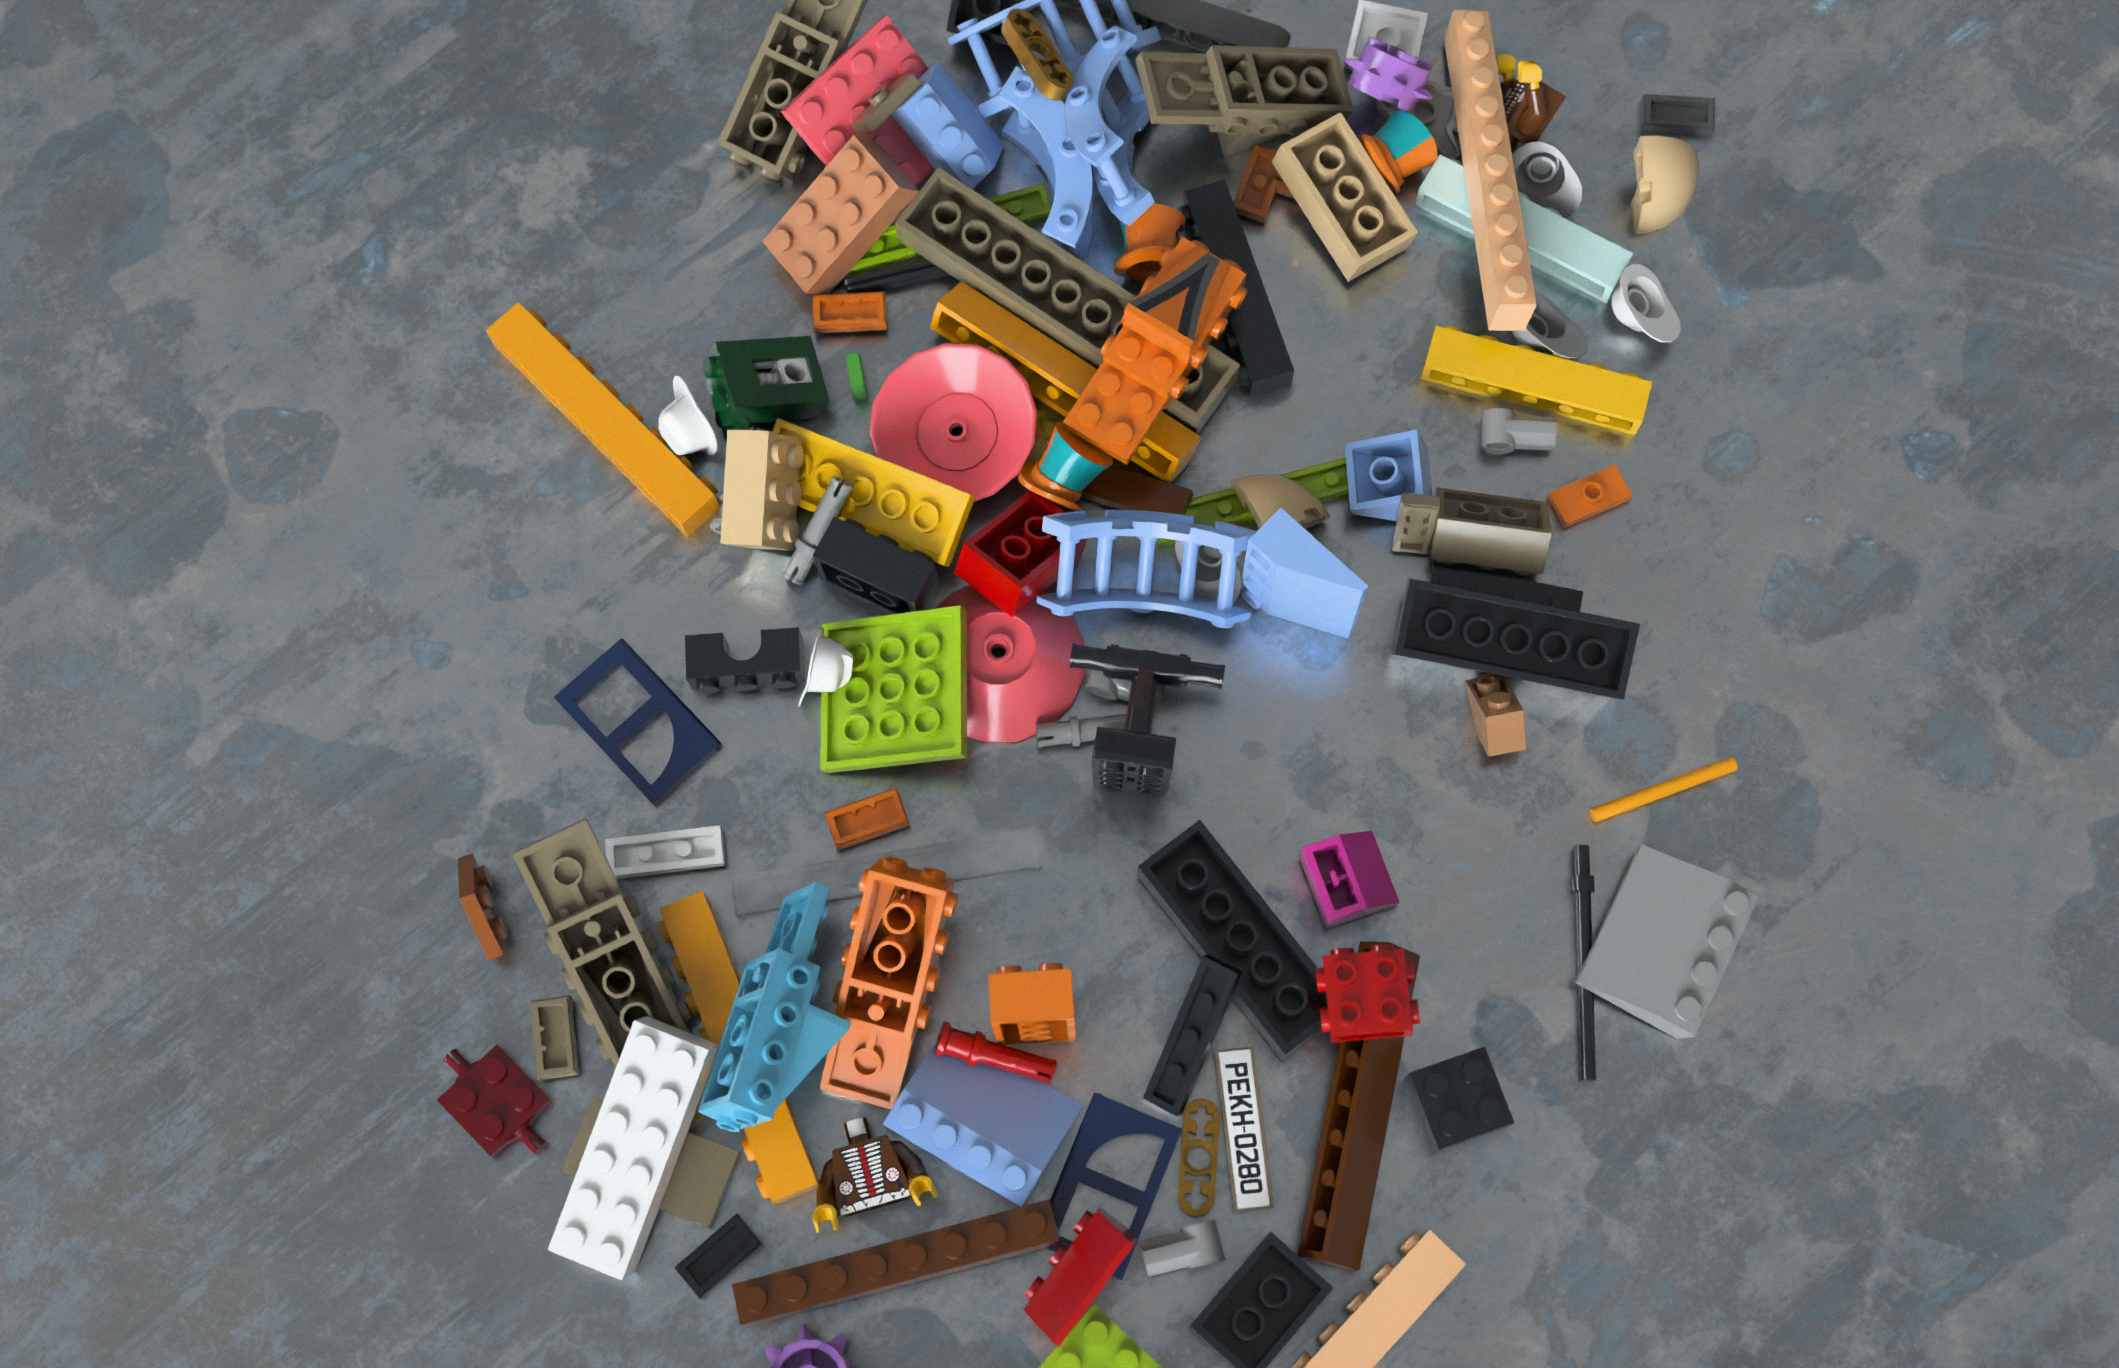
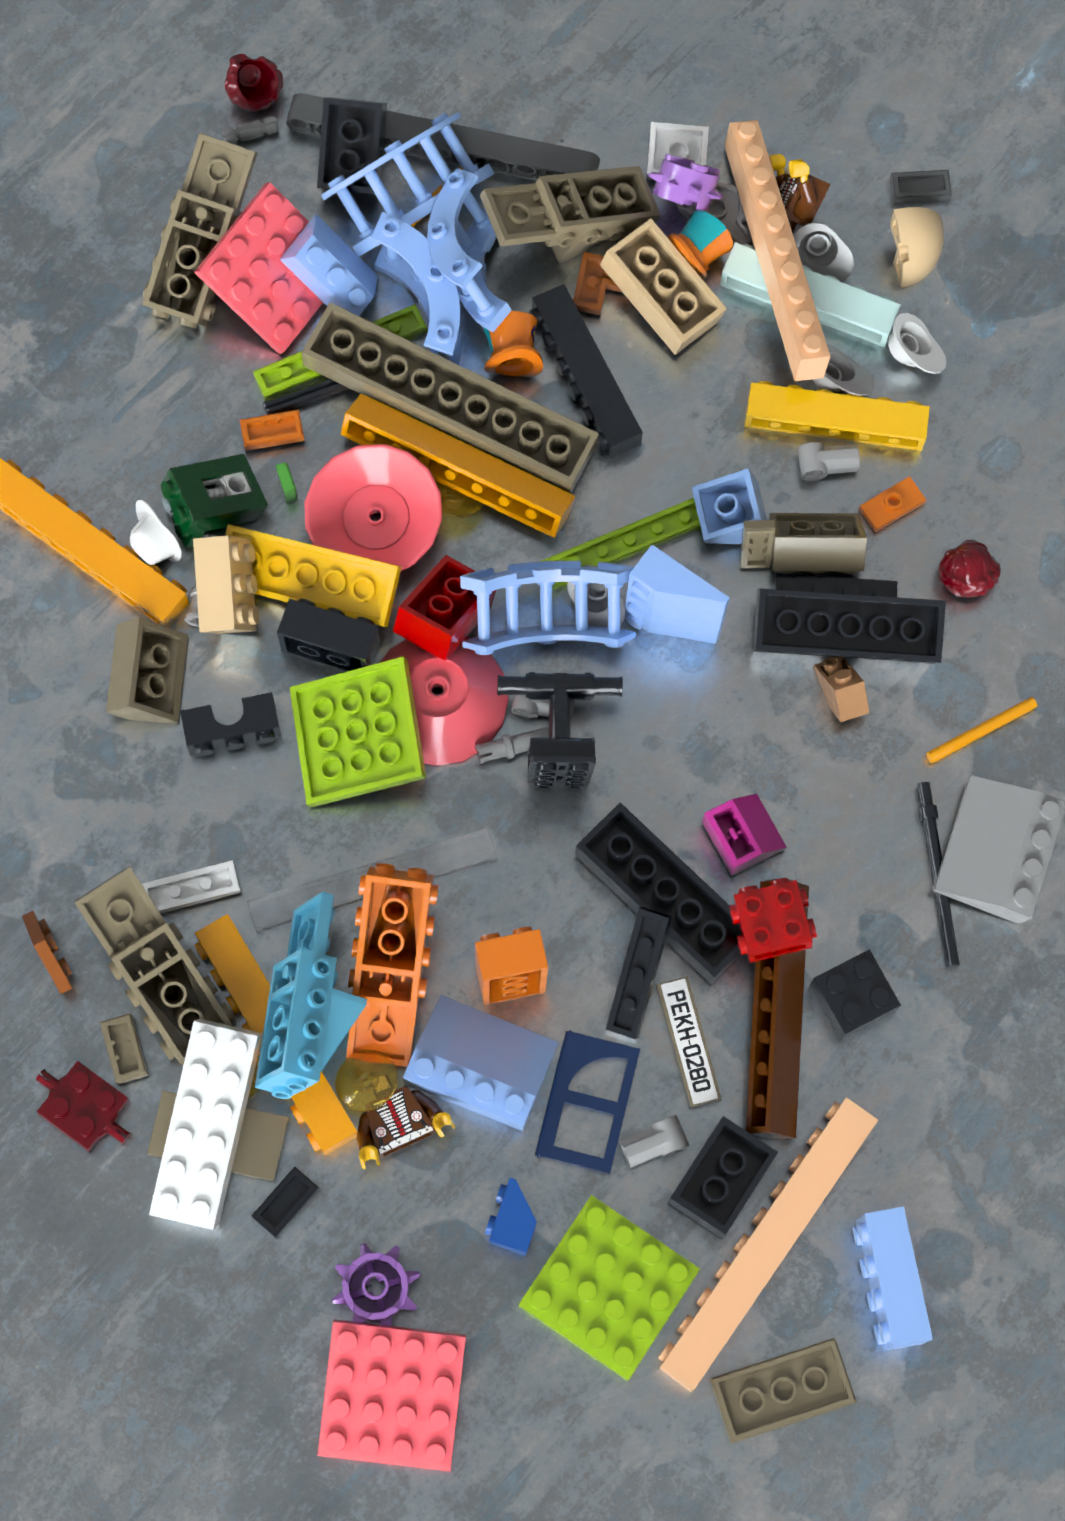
camera: 15 degrees left, 0 degrees up
(655, 583) = (147, 672): none -> dark tan slope
(692, 739) = (196, 793): dark blue window -> none
(806, 545) = (274, 612): light grey pin -> none
(829, 666) = (302, 721): white piece -> none
(840, 215) = (254, 352): nougat brick -> none
(846, 1133) = (374, 1089): none -> clear yellow dish
(867, 818) = (350, 839): orange plate -> none
(884, 103) = (278, 255): dark tan plate -> none
(896, 1264) = (430, 1185): reddish brown brick -> none
(976, 1049) = (468, 1008): red pin -> none
(994, 1324) = (514, 1221): none -> blue slope
(1048, 74) = (412, 214): pearl gold beam -> none
(1064, 468) = (470, 534): hat -> none
(1078, 1274) = (576, 1171): red slope -> none
(1137, 492) = (525, 546): reddish brown tile -> none
(1157, 347) = (531, 428): orange wedge -> none
(1211, 1128) = (663, 1045): pearl gold beam -> none
(1269, 493) = (639, 535): tan brick -> none
(1674, 589) = (969, 570): none -> dark red hair

